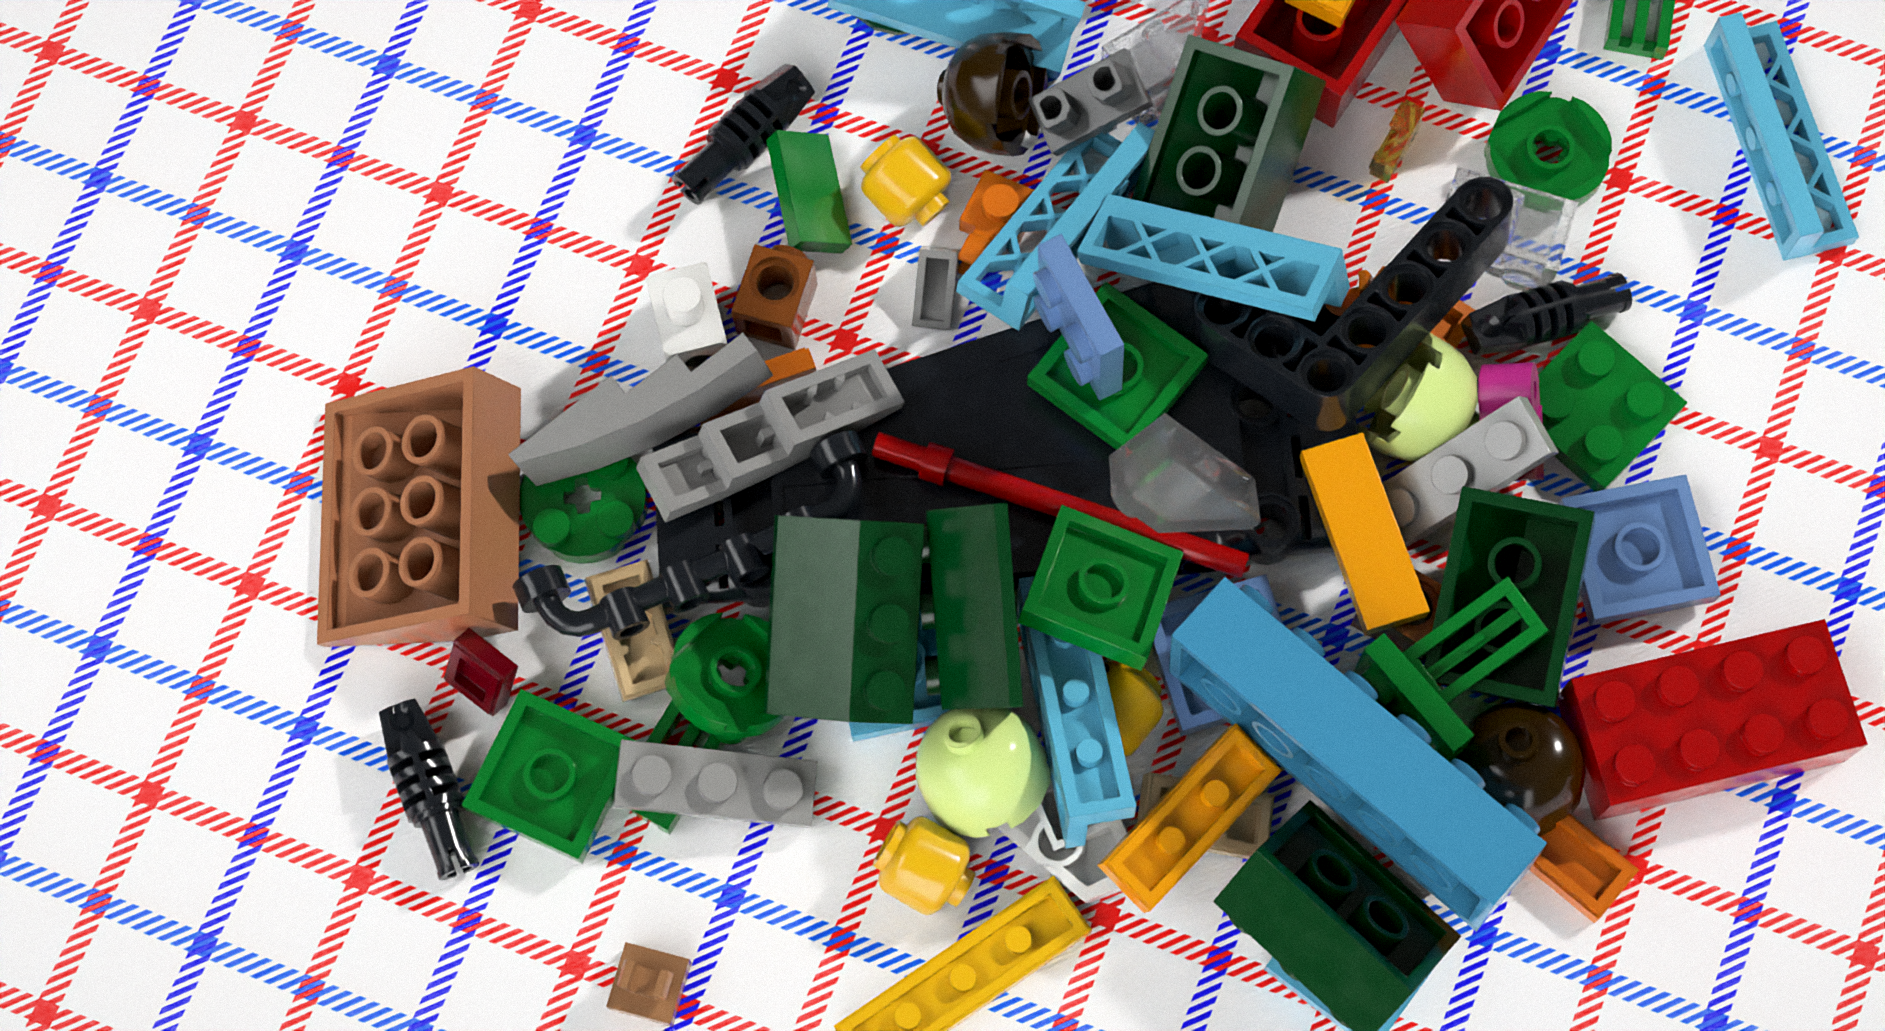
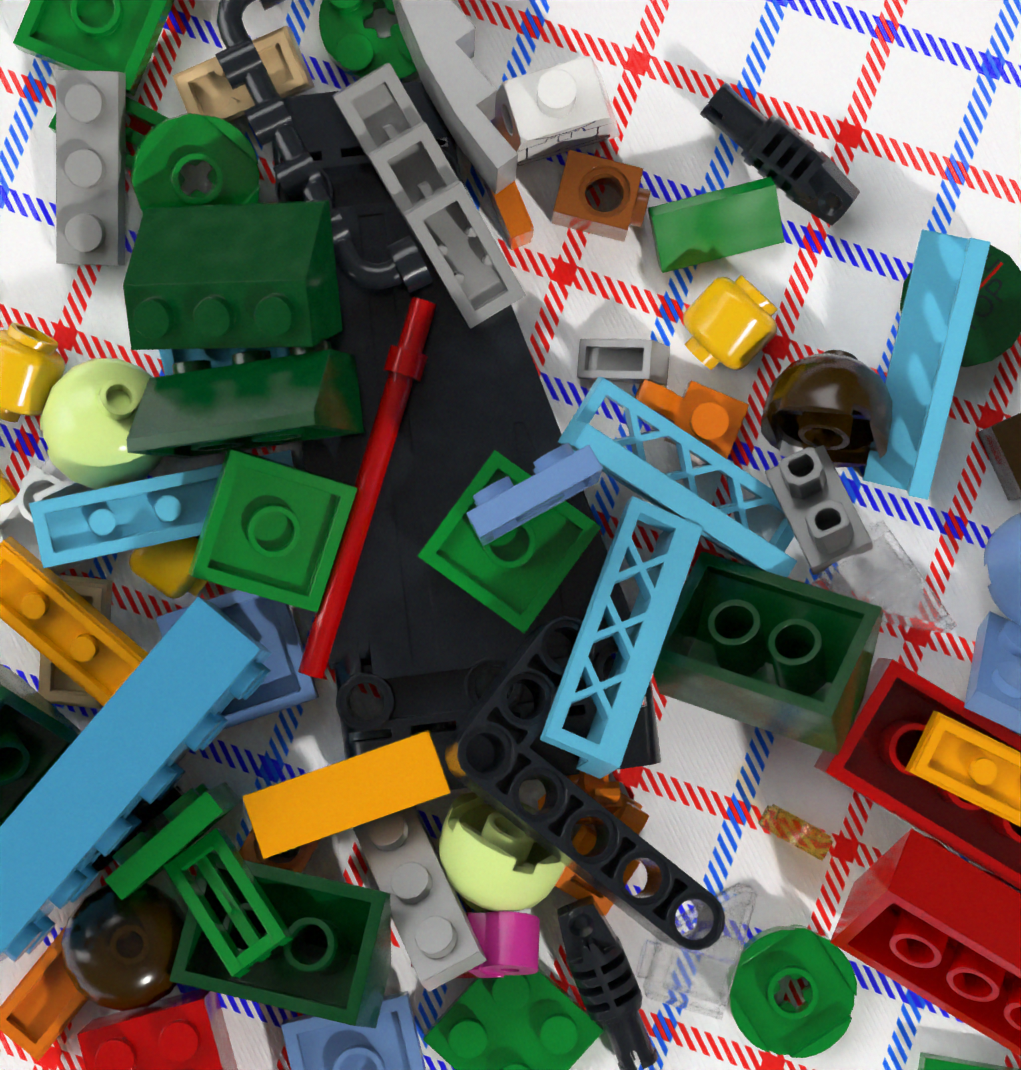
camera: 85 degrees right, 15 degrees up
(1181, 482) = (381, 609): clear slope -> none

